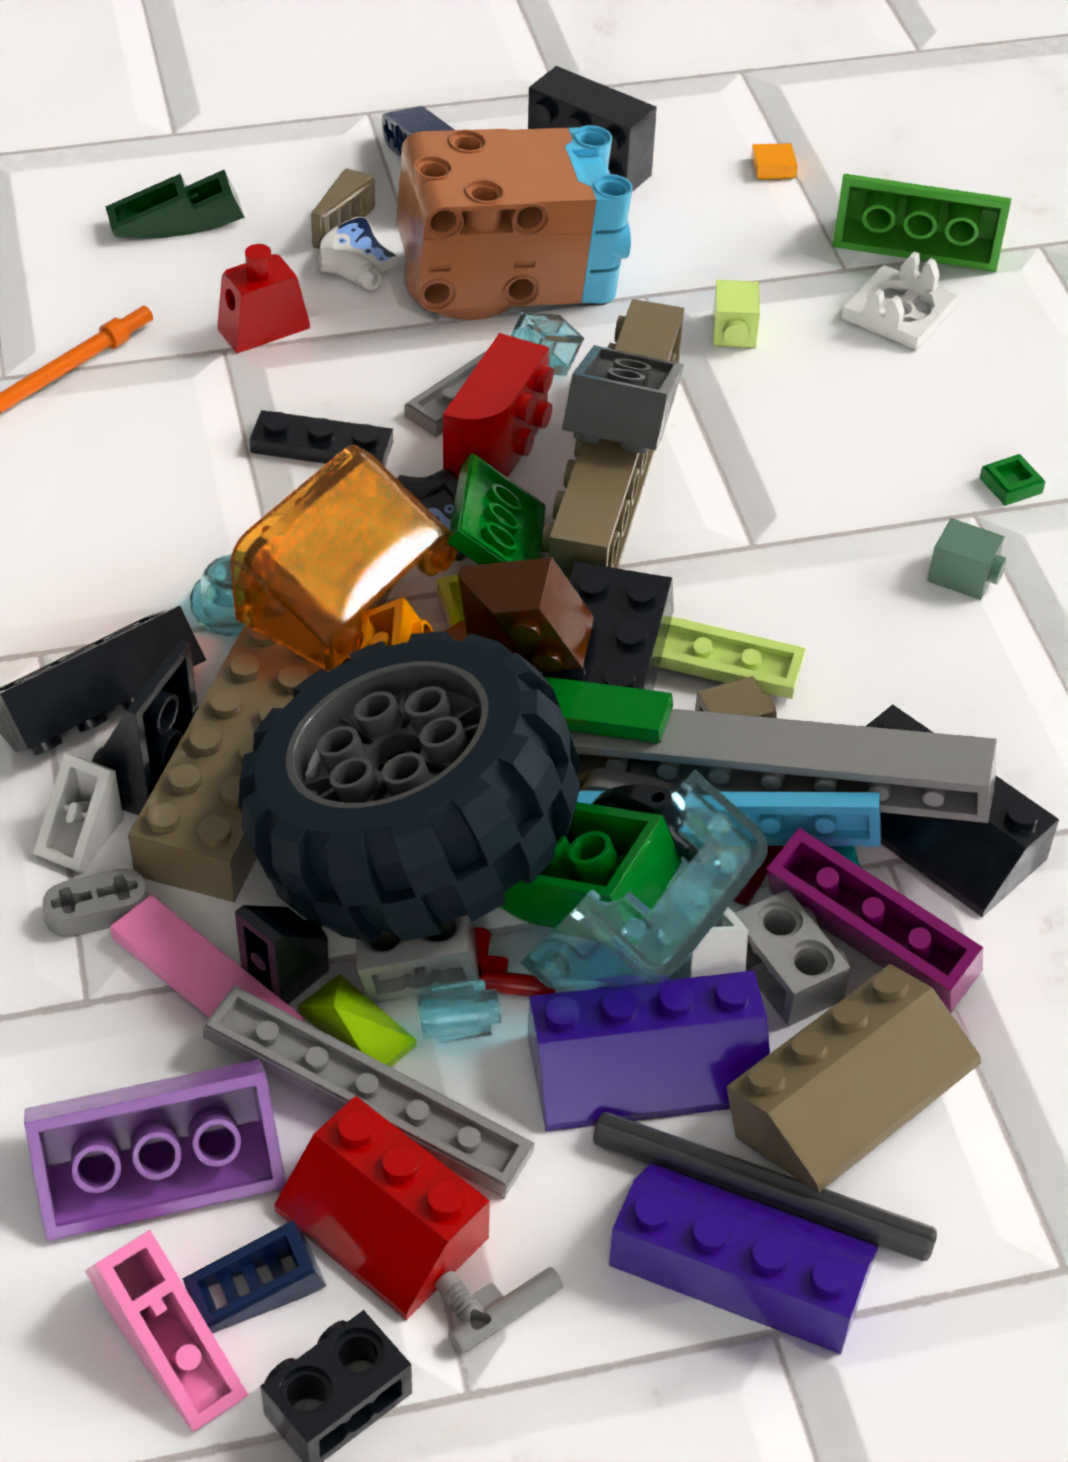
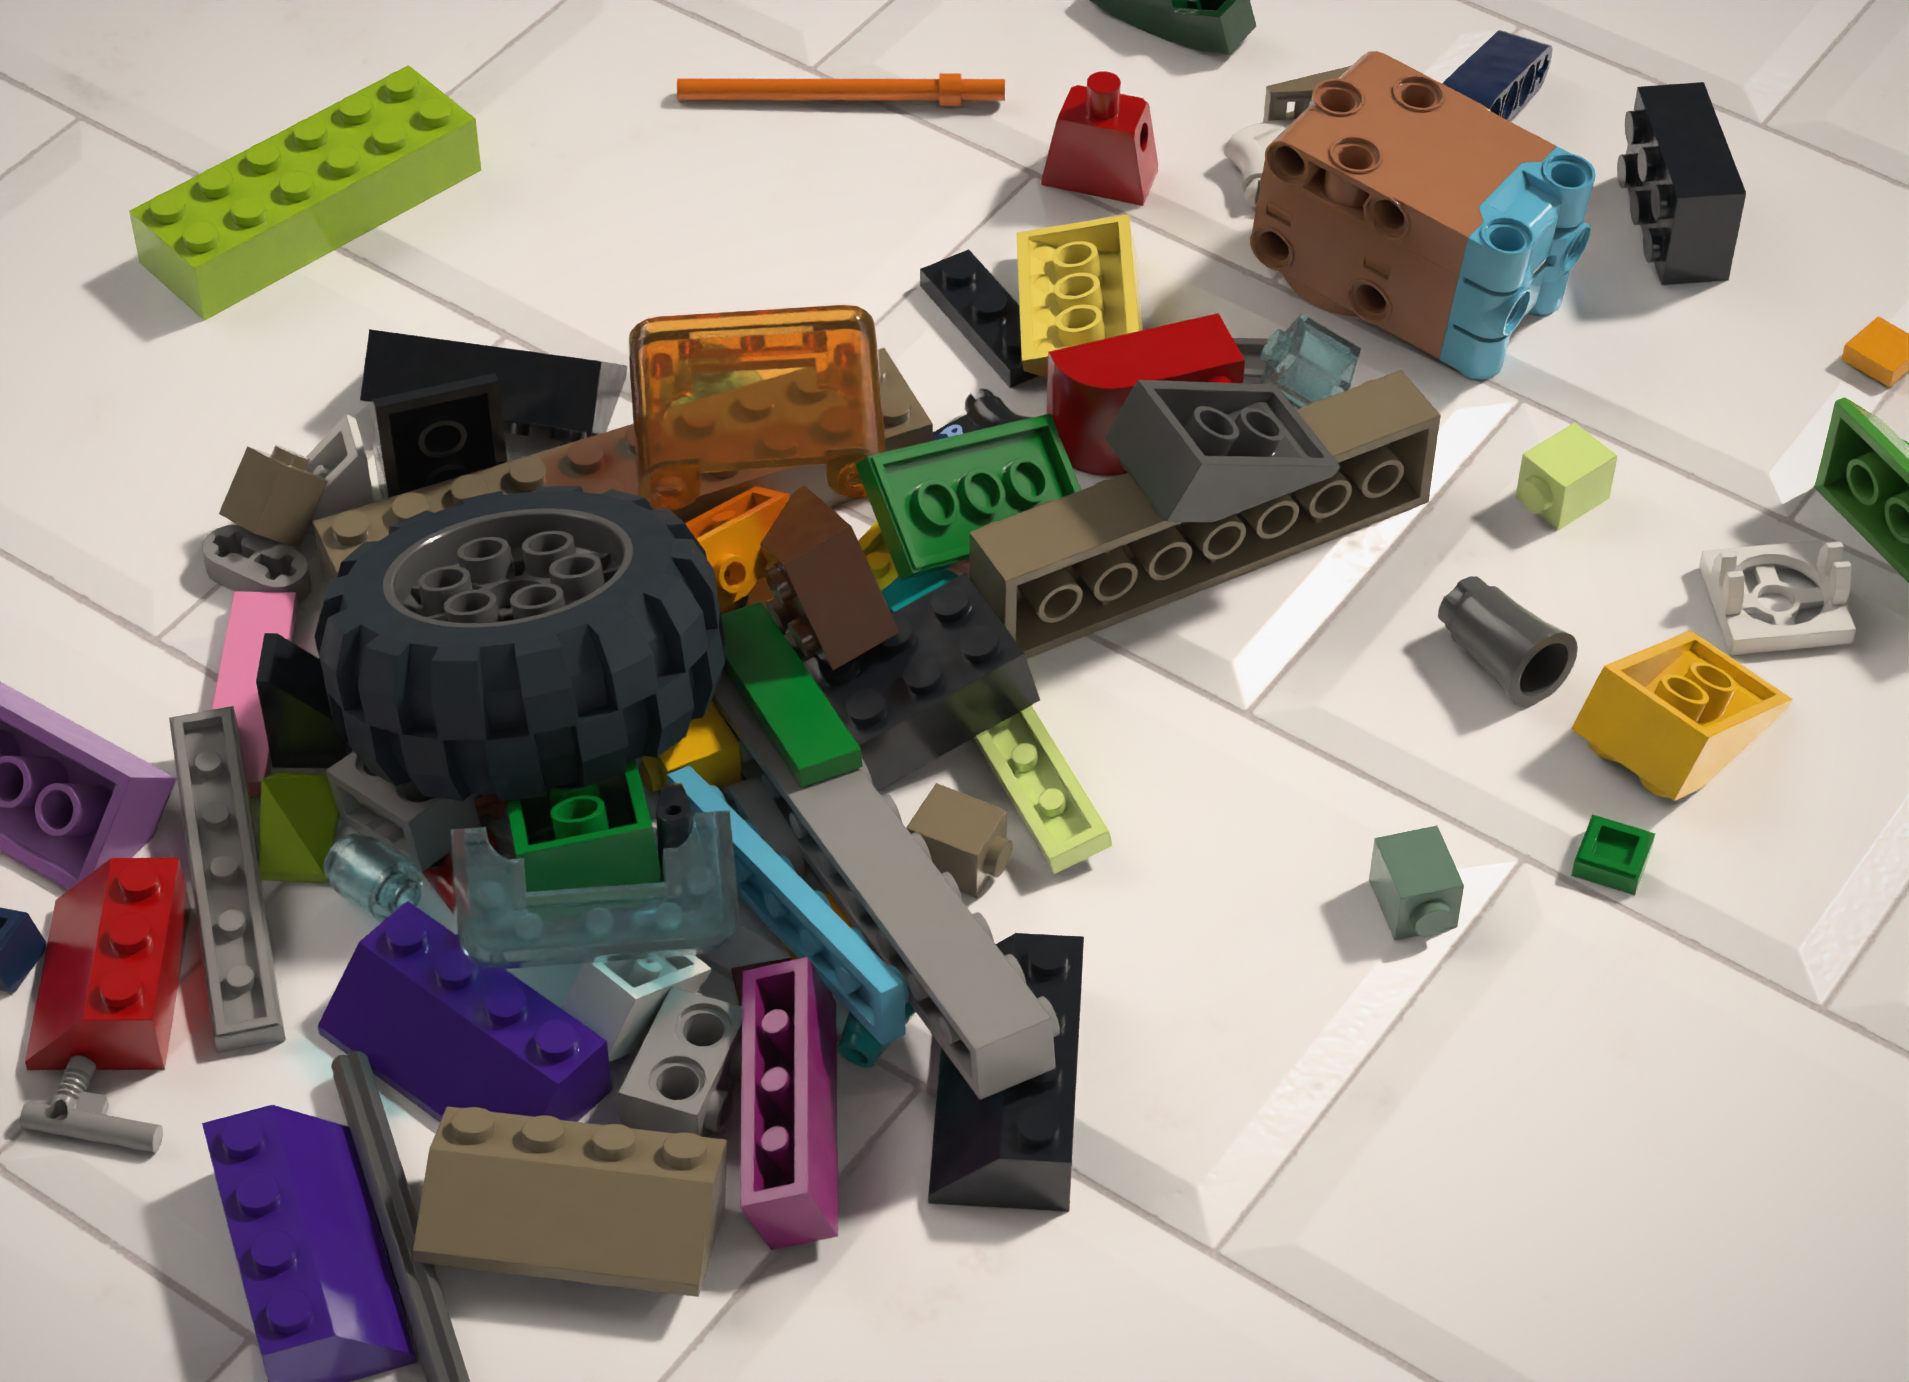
camera: 50 degrees right, 0 degrees up
(65, 843) = (274, 495): none -> dark tan brick
(373, 388) = (1076, 286): none -> light yellow slope
(828, 410) = (1508, 640): none -> dark grey plant
(953, 391) = (1677, 713): none -> yellow slope

